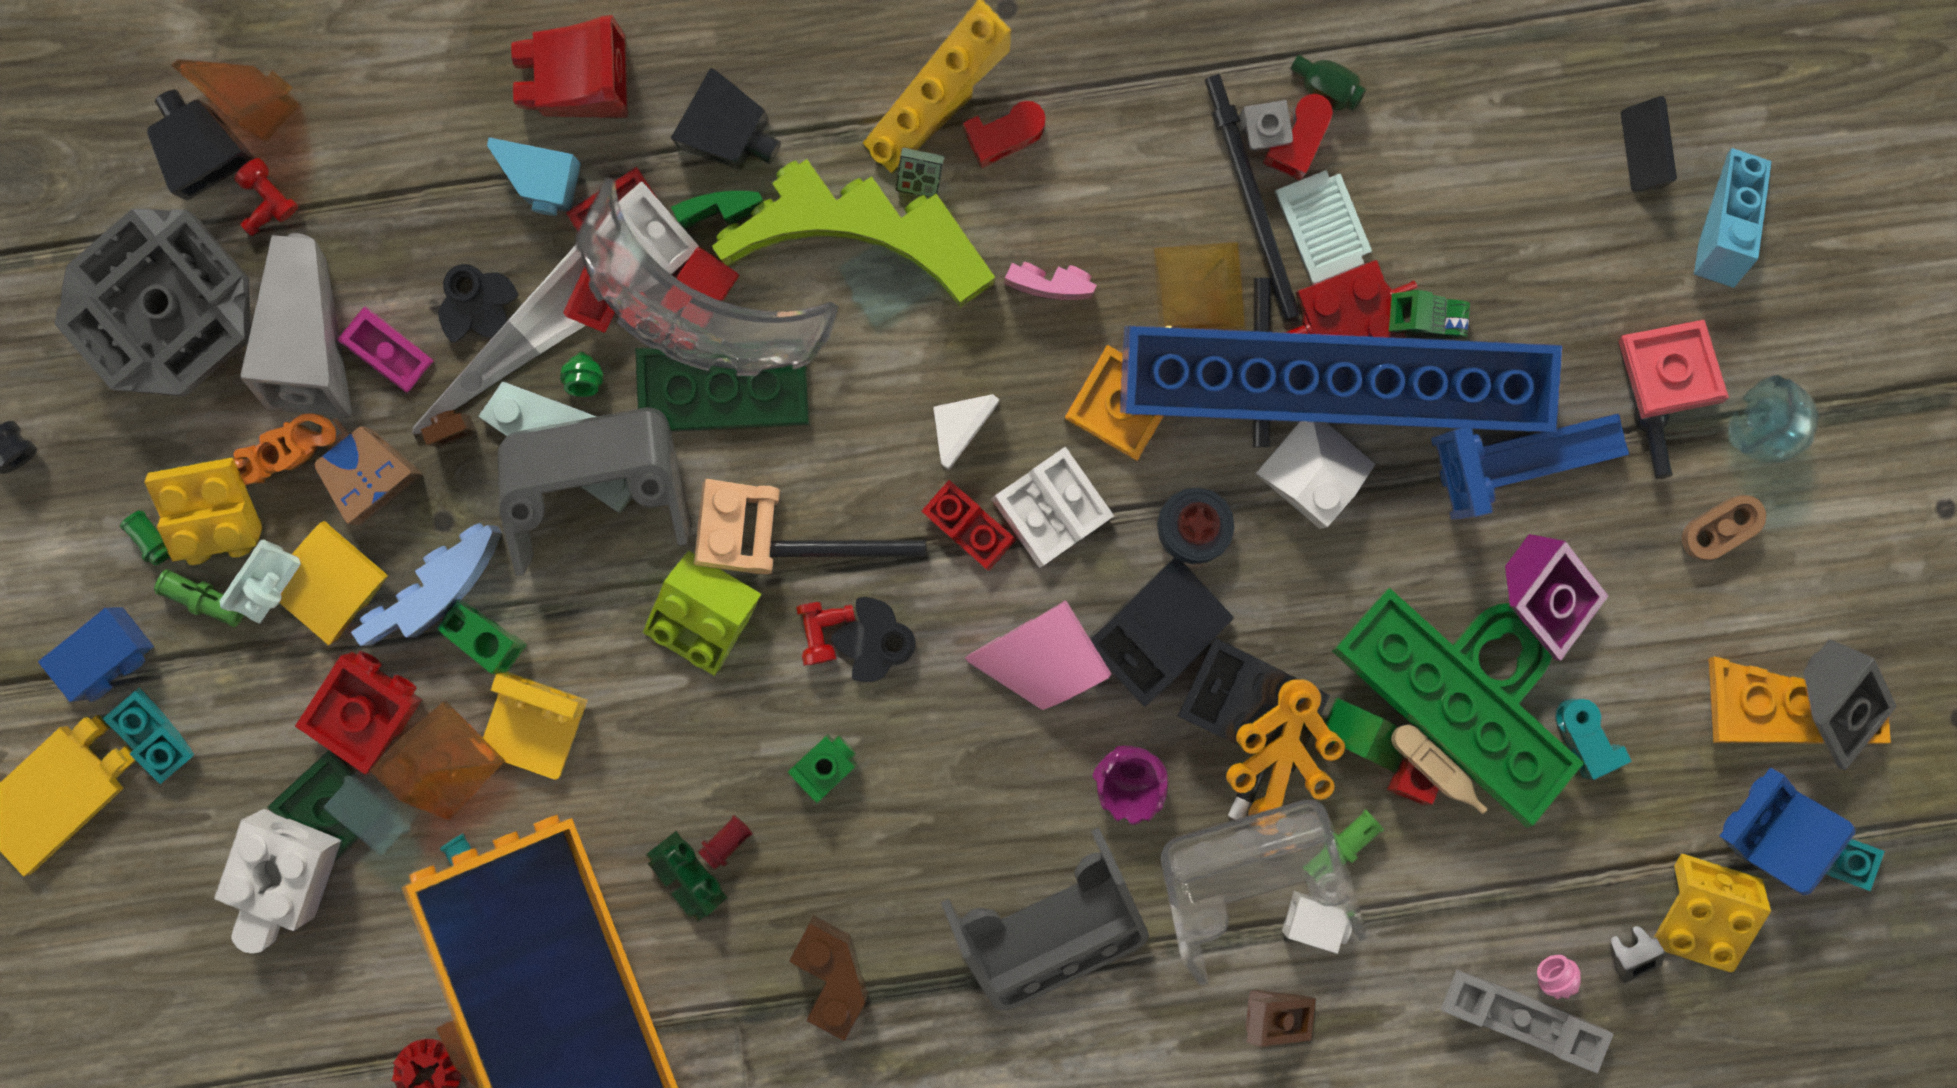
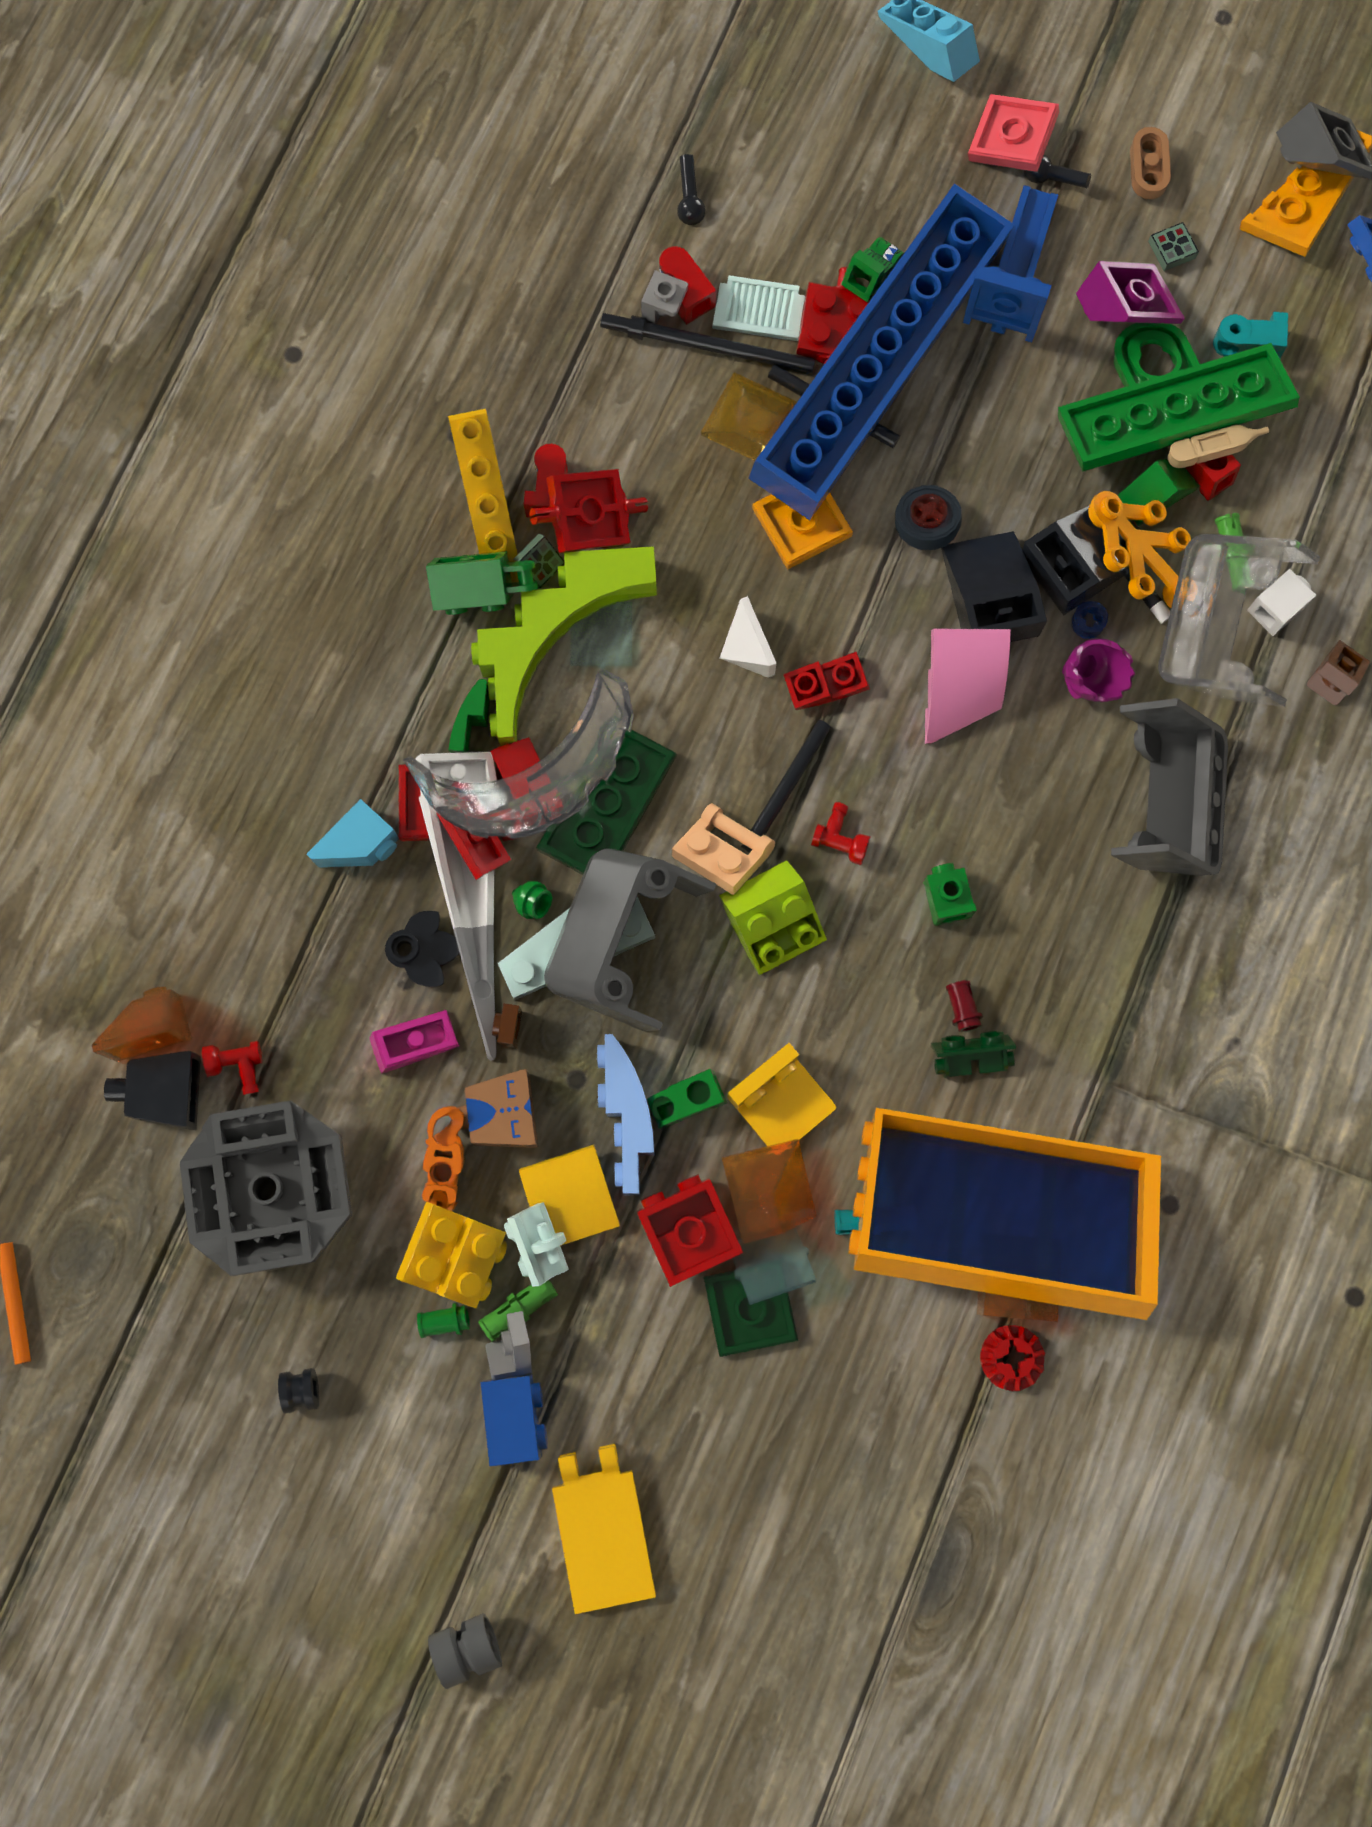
camera: 55 degrees left, 10 degrees down
(150, 735) = (603, 1419): teal slope -> none
(152, 616) = (511, 1354): none -> light grey bracket
(283, 891) = (783, 1380): white brick -> none
(294, 333) = (371, 1100): light grey slope -> none
(575, 70) = (297, 762): red hips -> none
(724, 125) = (411, 678): black torso -> none
(832, 957) = (1135, 981): reddish brown brick -> none
(856, 127) = (477, 581): none -> green brick
(868, 639) = (868, 806): black plate -> none
(994, 190) = (588, 510): none -> red plate
(1052, 507) = (850, 613): white slope -> none
(1065, 284) = (688, 508): bright pink slope -> none
(1198, 749) = (1079, 624): none -> clear blue bush
(1316, 471) = (940, 414): white slope -> none
(1331, 81) = (656, 240): dark green plant -> none
(1391, 90) = (691, 208): none -> black bar
(1645, 602) = (1173, 246): none -> sand green tile
(1648, 145) = (842, 59): black slope -> none
(1776, 421) = (1093, 84): clear light blue cylinder -> none

